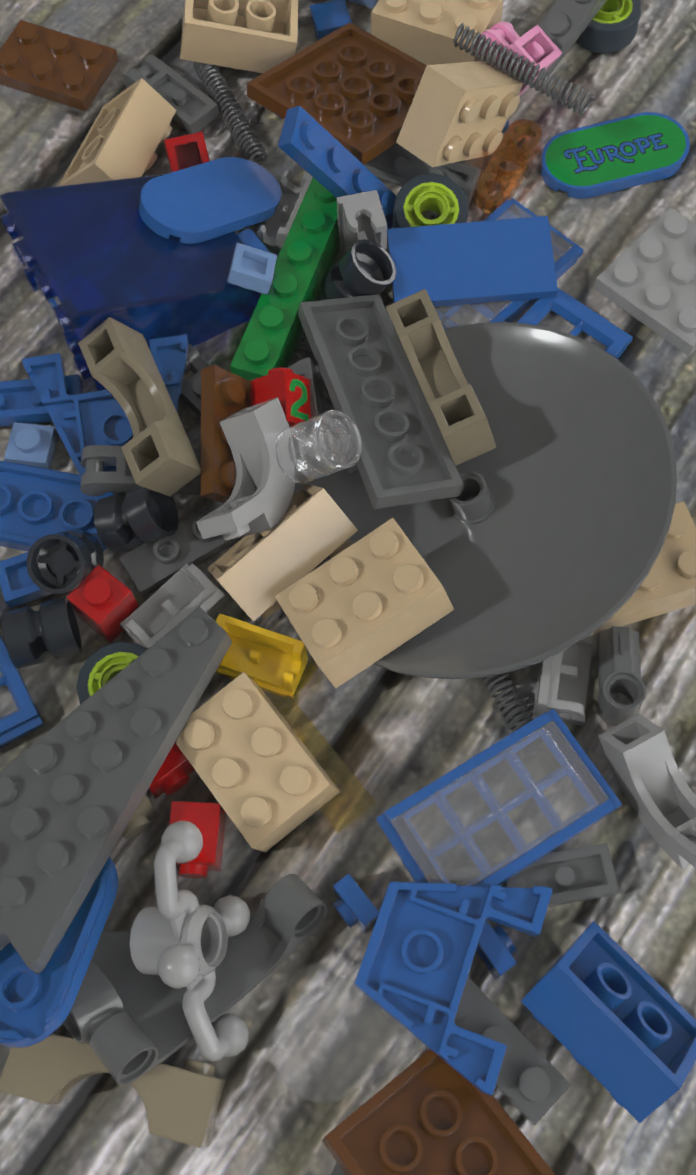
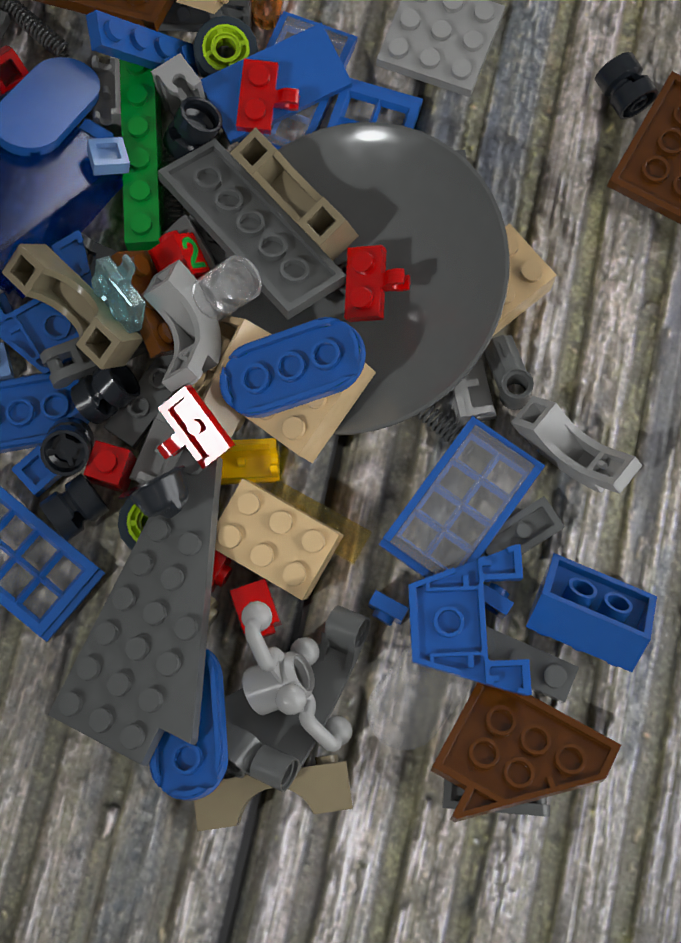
camera: 20 degrees left, 10 degrees up
(137, 648) = (161, 494): none -> black piece
(193, 408) = (117, 292): none -> clear light blue plate
(211, 590) = (194, 428): none -> plate
(355, 561) = (292, 367): none -> blue tile
(449, 267) = (260, 97): none -> red plate
(486, 501) = (369, 281): none -> red plate

